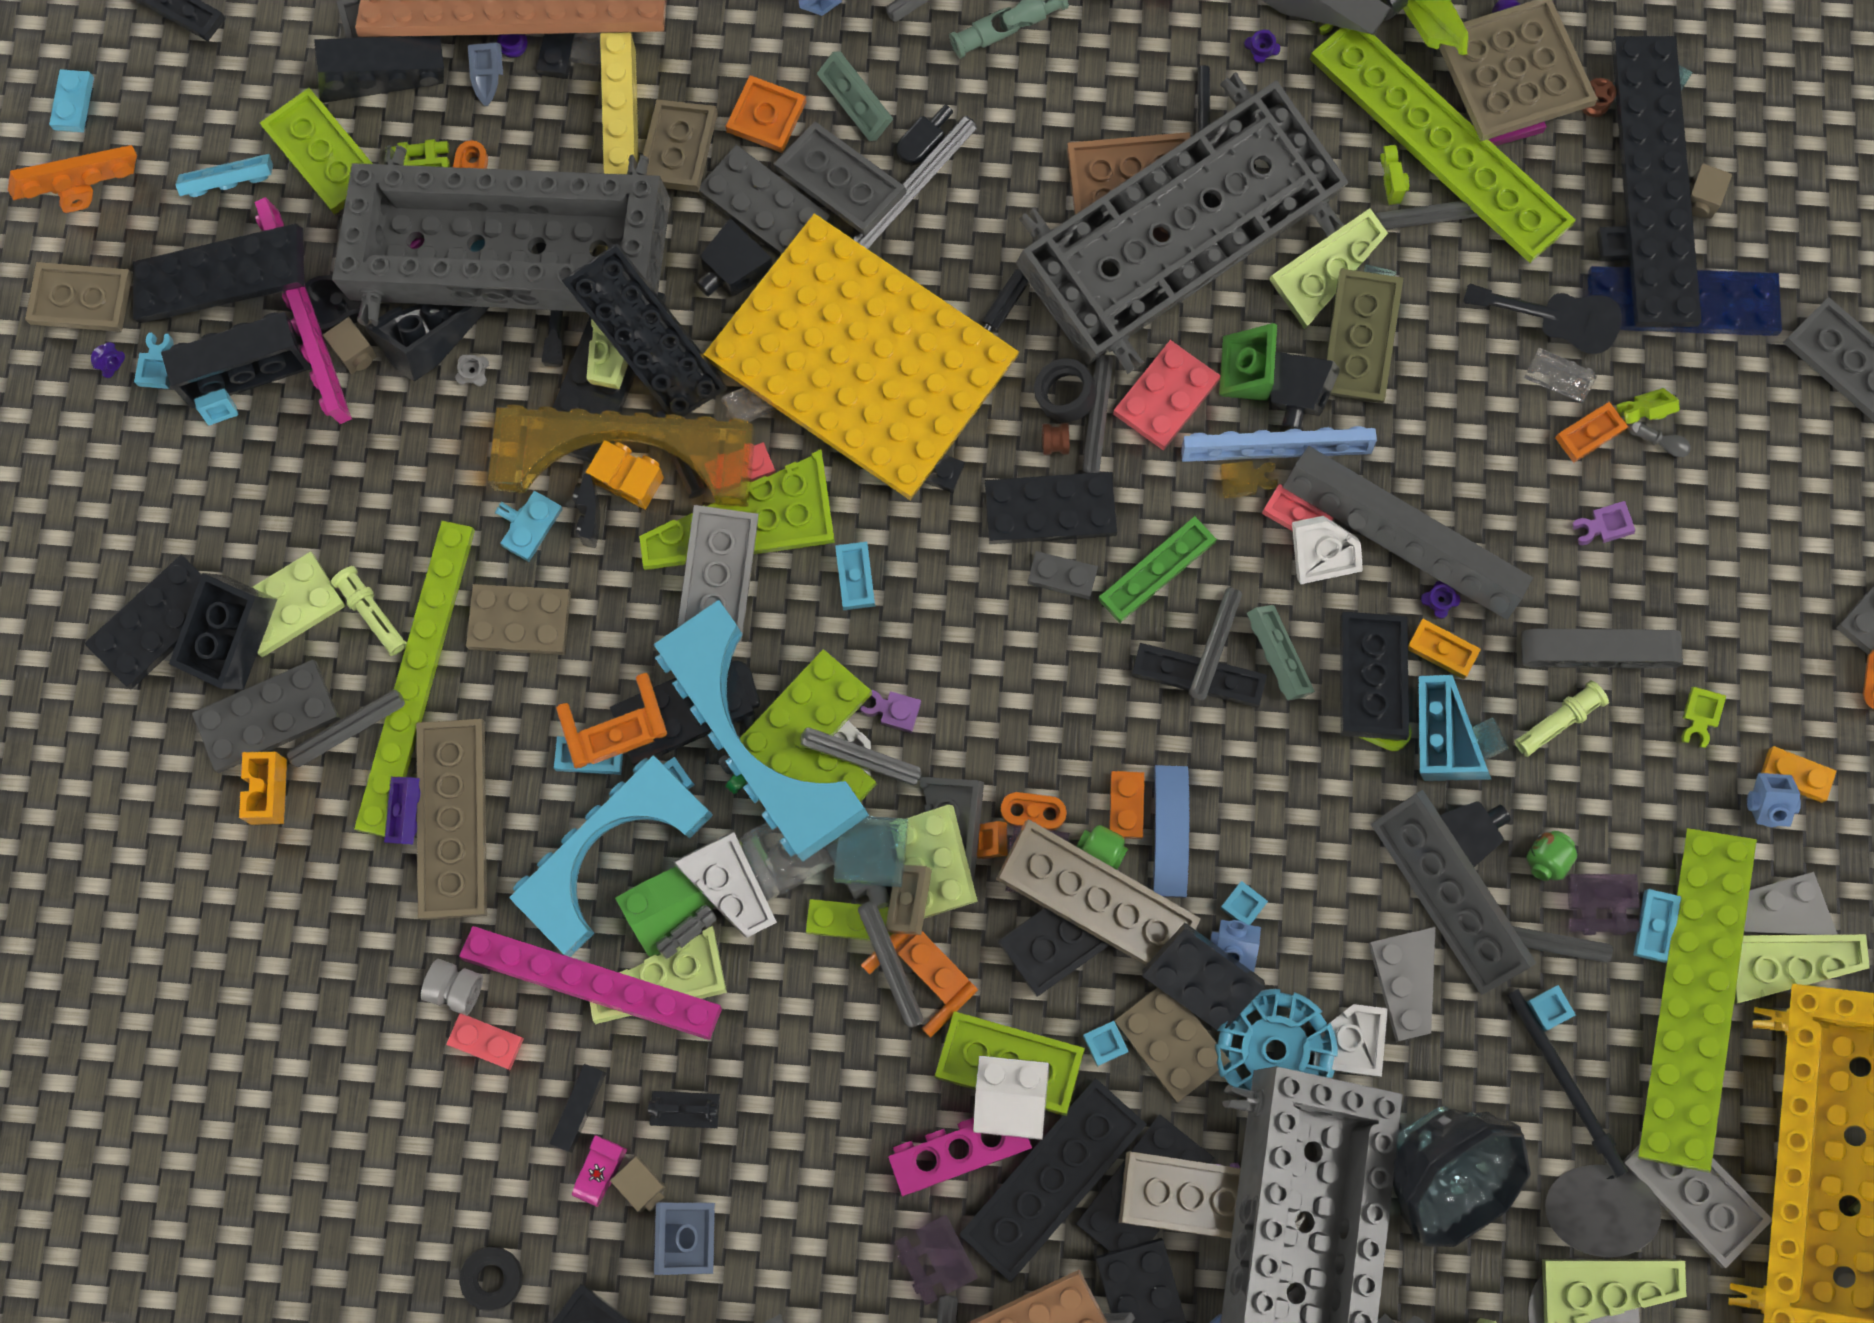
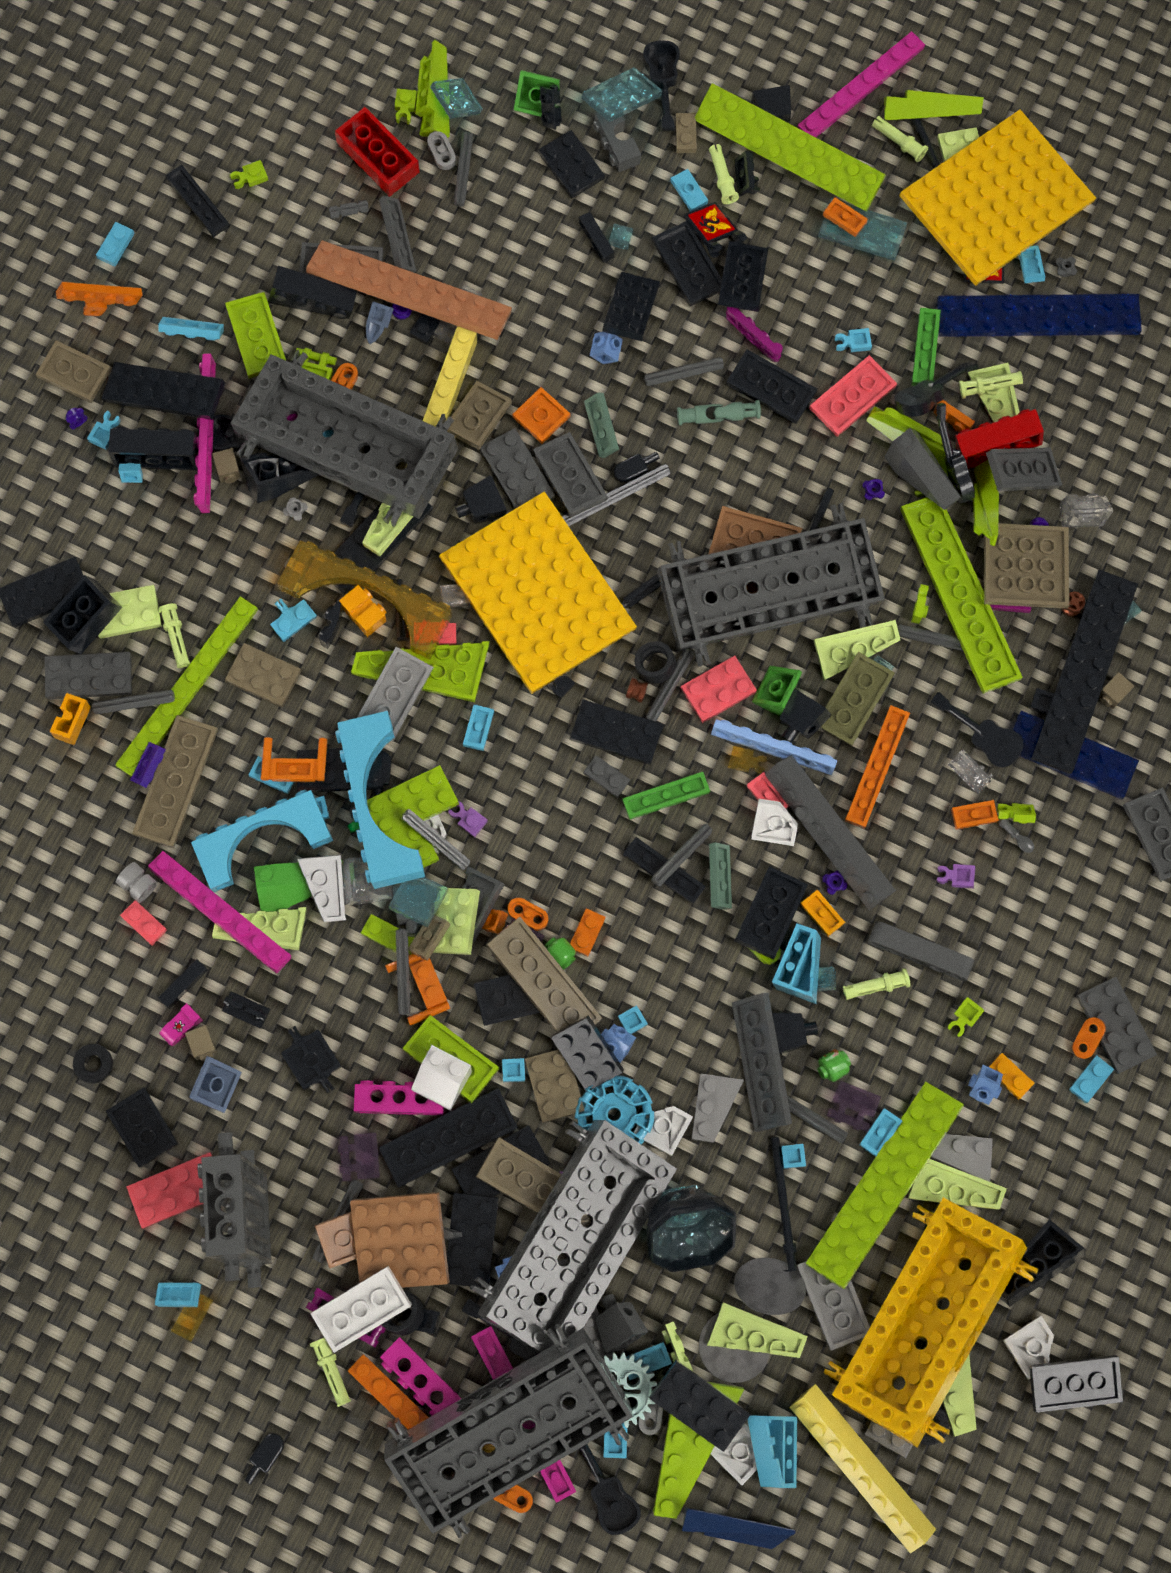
camera: 15 degrees right, 0 degrees up
(644, 332) = (407, 529): black plate -> none
(686, 931) = (288, 904): dark grey axle -> none
(808, 1145) = (311, 1059): none -> black plate
(1171, 831) = (607, 958): medium blue slope -> none
(1431, 418) = (877, 767): none -> orange plate

